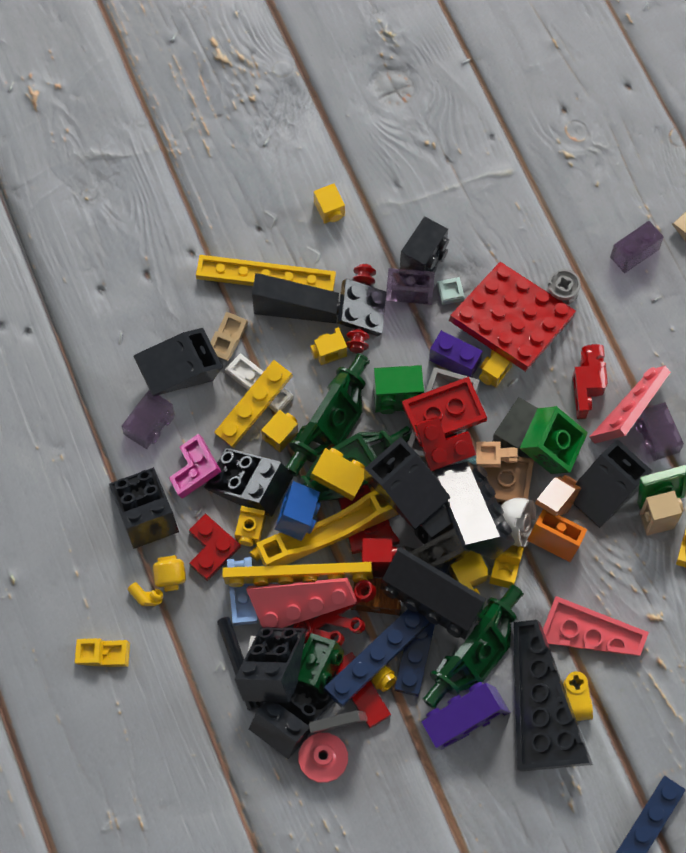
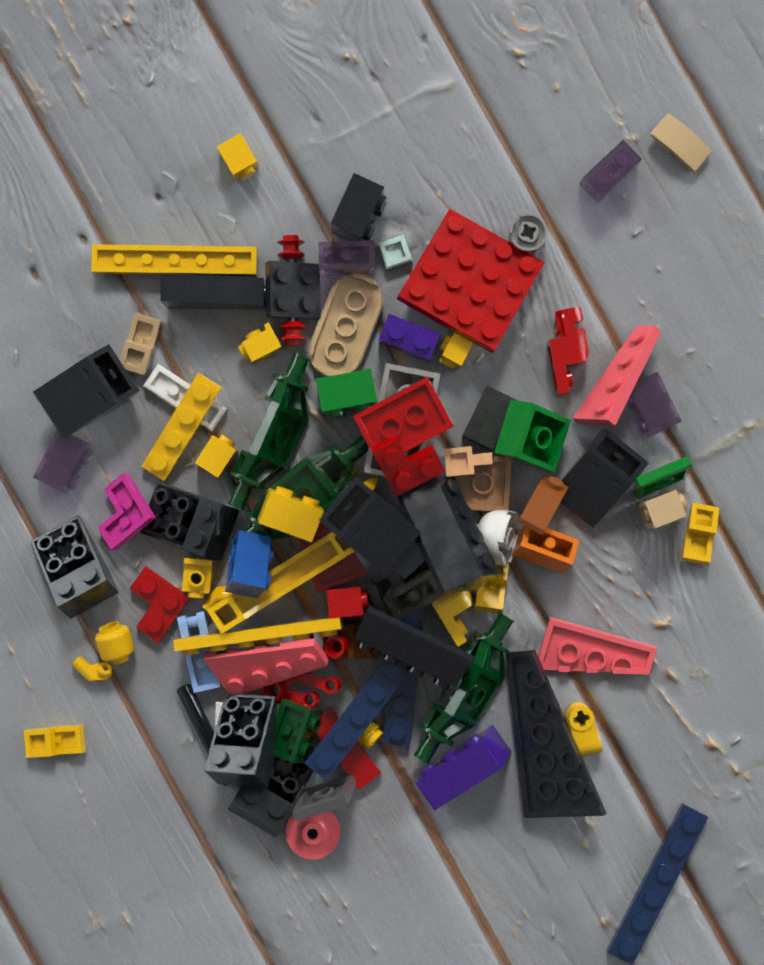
camera: 10 degrees left, 20 degrees up
(404, 337) = (345, 325): none -> tan tile

